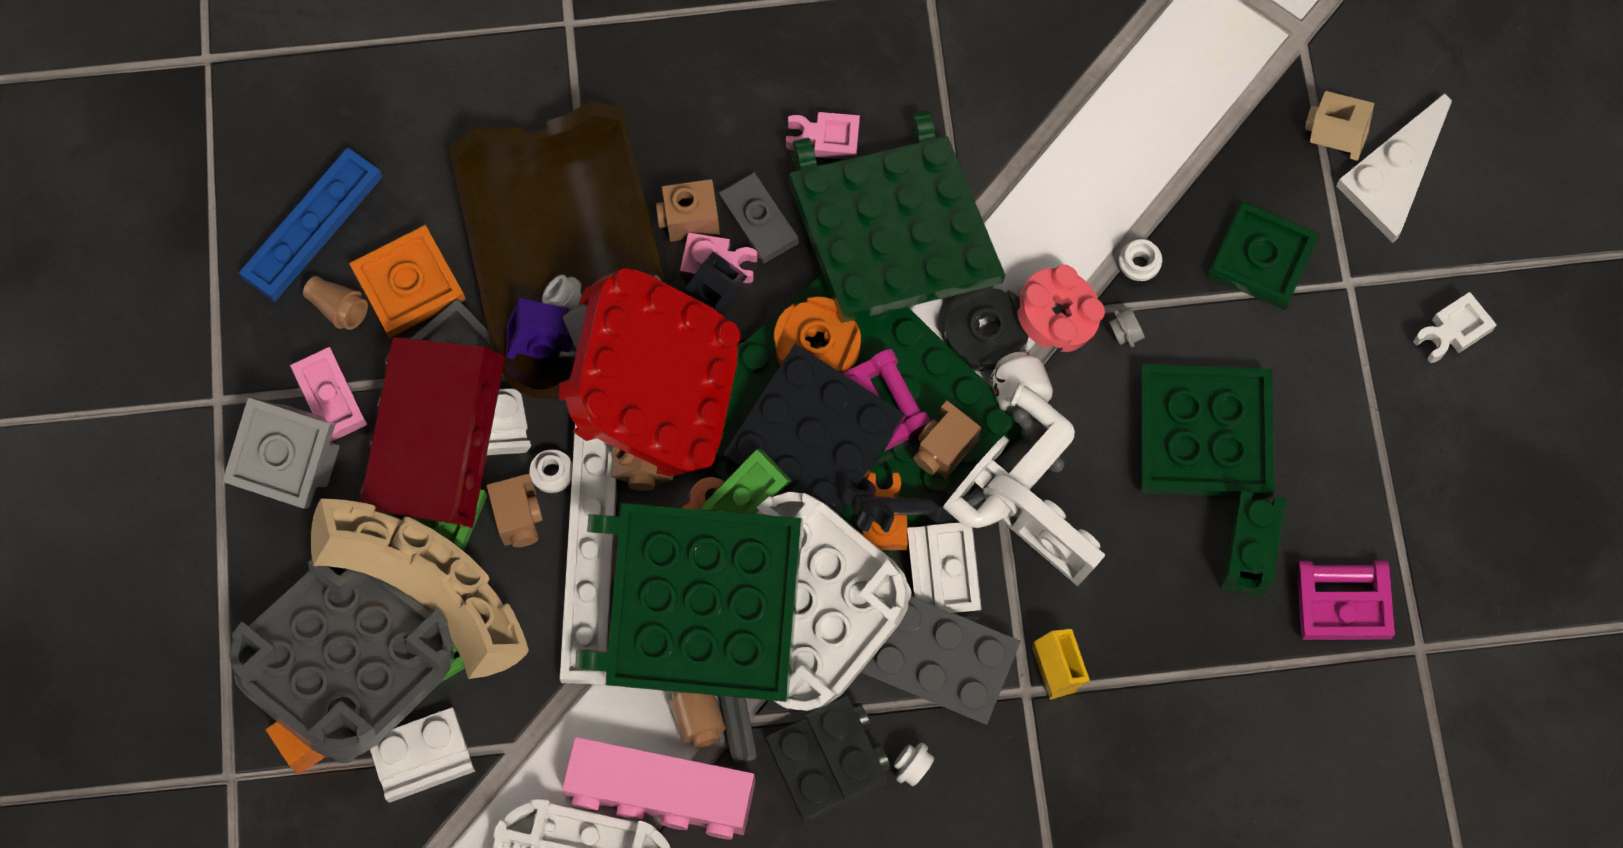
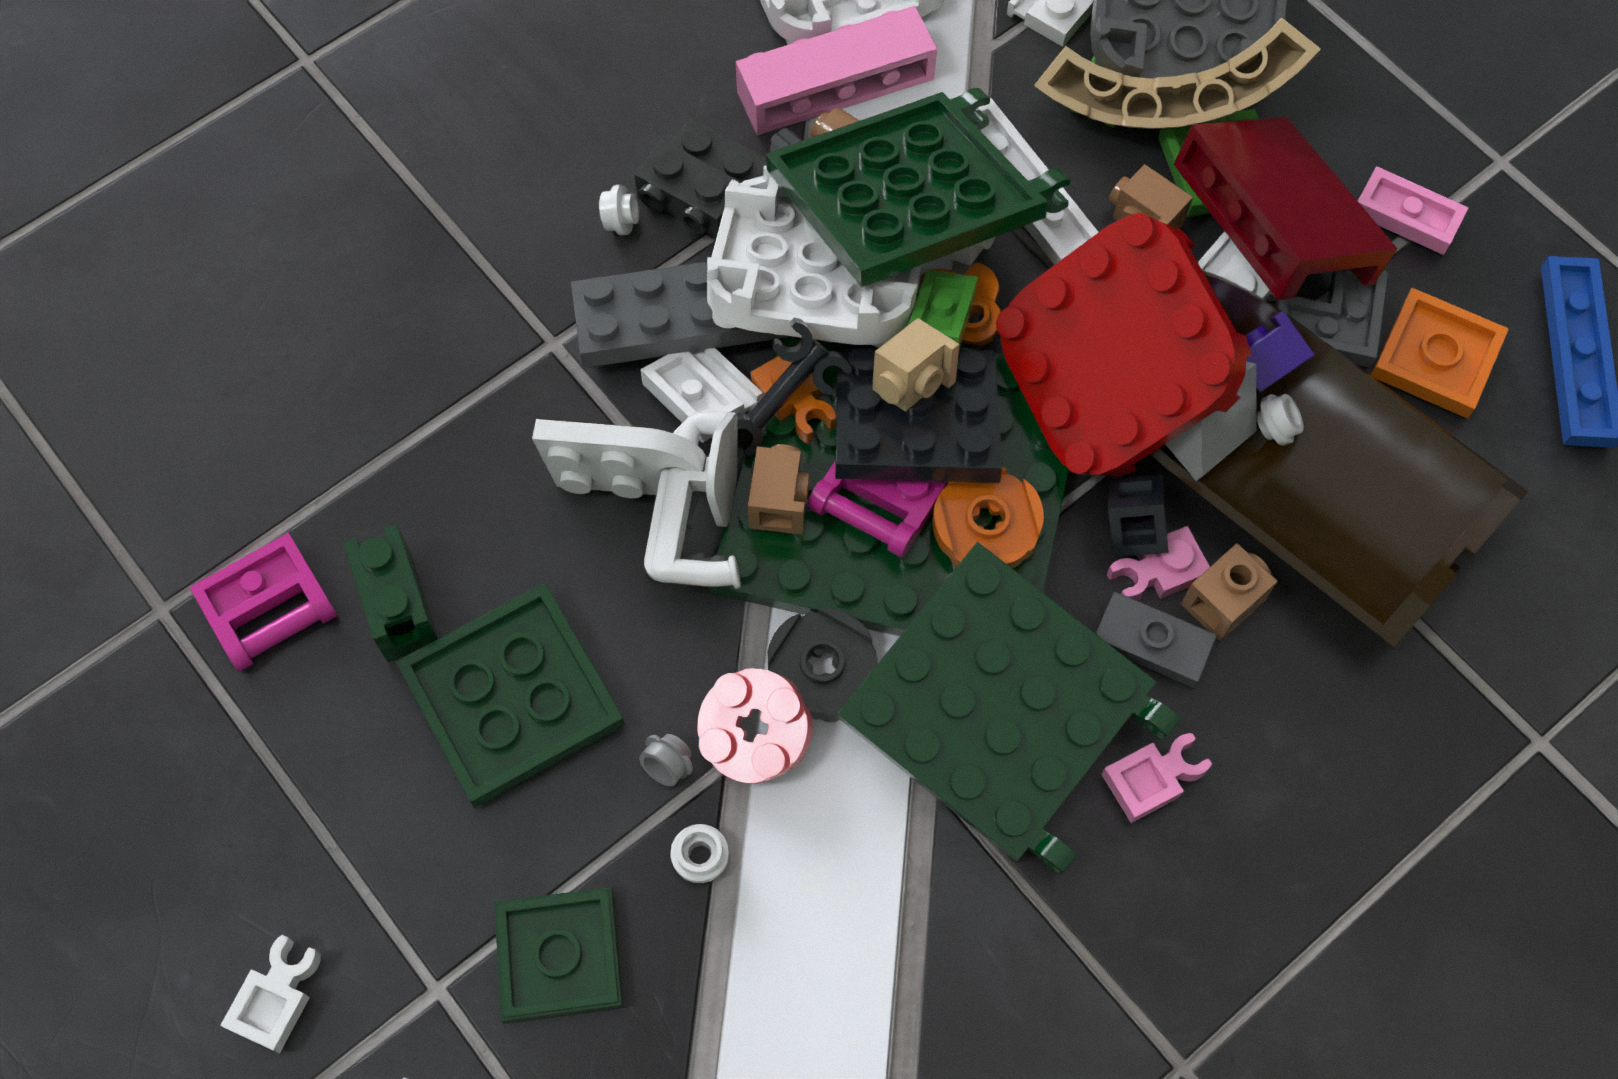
camera: 145 degrees right, 5 degrees down
(281, 453) = (1398, 112): light grey panel -> none
(337, 303) = (1486, 292): medium nougat cone -> none
(806, 445) = (914, 364): none -> tan brick
(1019, 368) = (743, 616): white head -> none
(1060, 663) = (513, 350): yellow piece -> none

